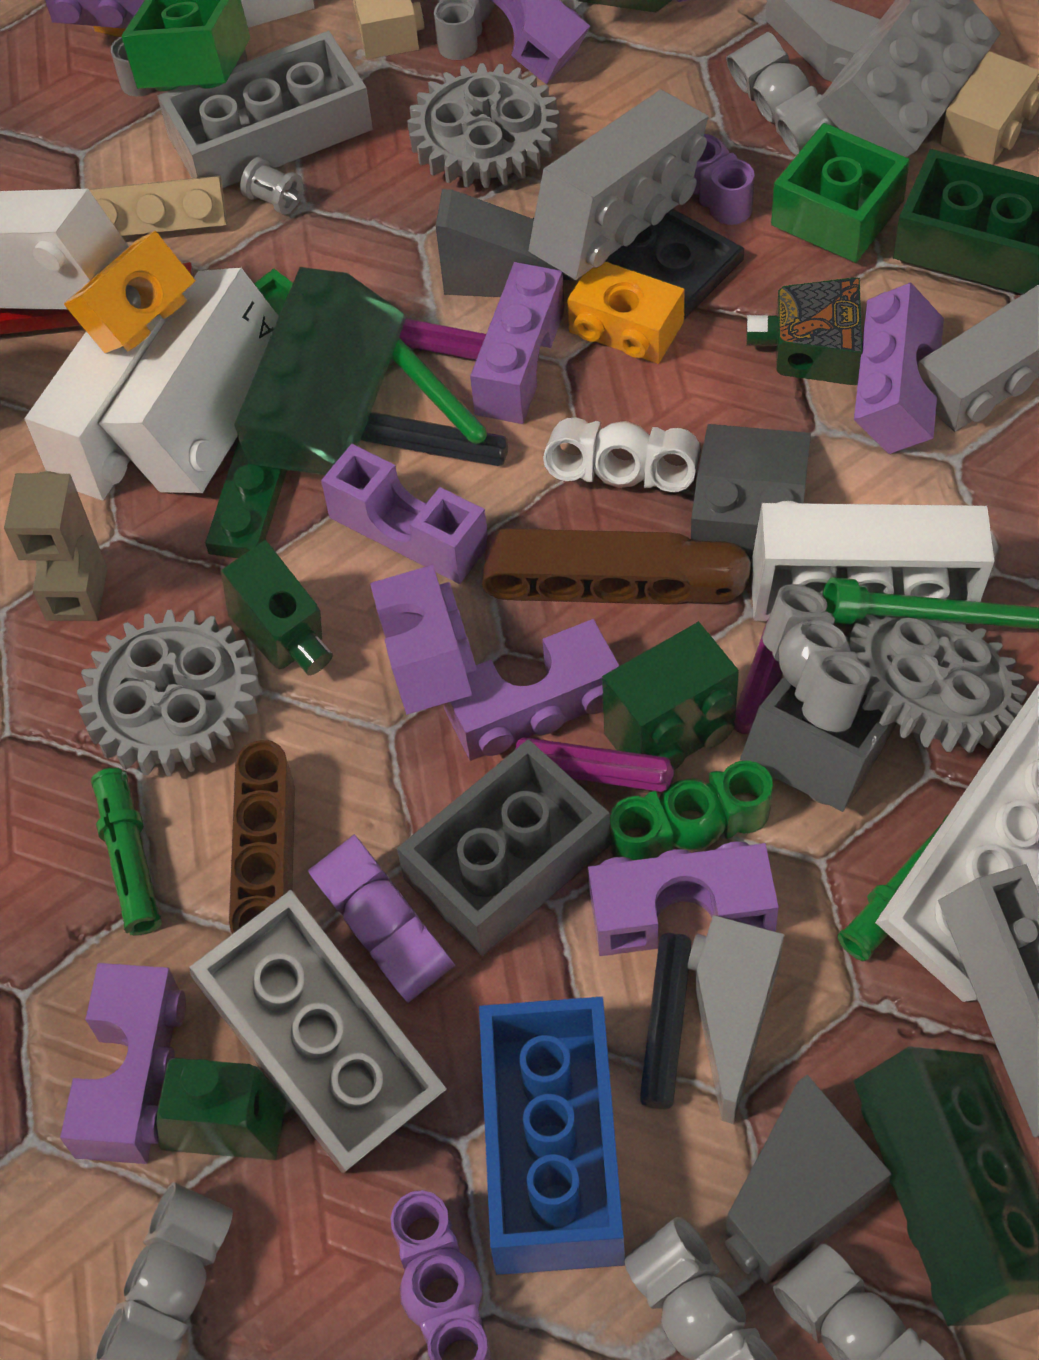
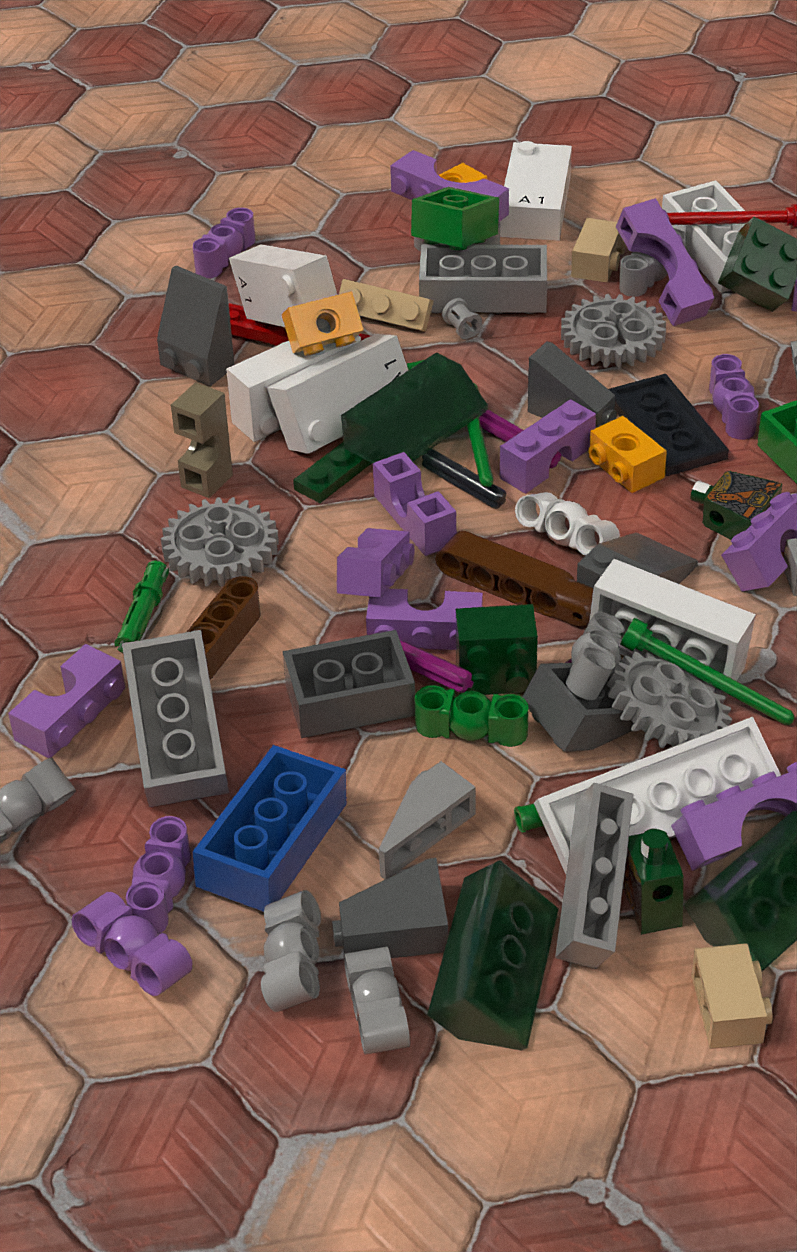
camera: 25 degrees right, 15 degrees down
(212, 1108) = (100, 738): dark green torso -> none
(275, 610) = (303, 534): dark green torso -> none
(381, 918) = (255, 691): medium lavender piece -> none
(617, 183) = (658, 376): light grey brick -> none
(665, 1021) = (377, 814): black axle -> none
(725, 881) = (406, 741): medium lavender arch -> none

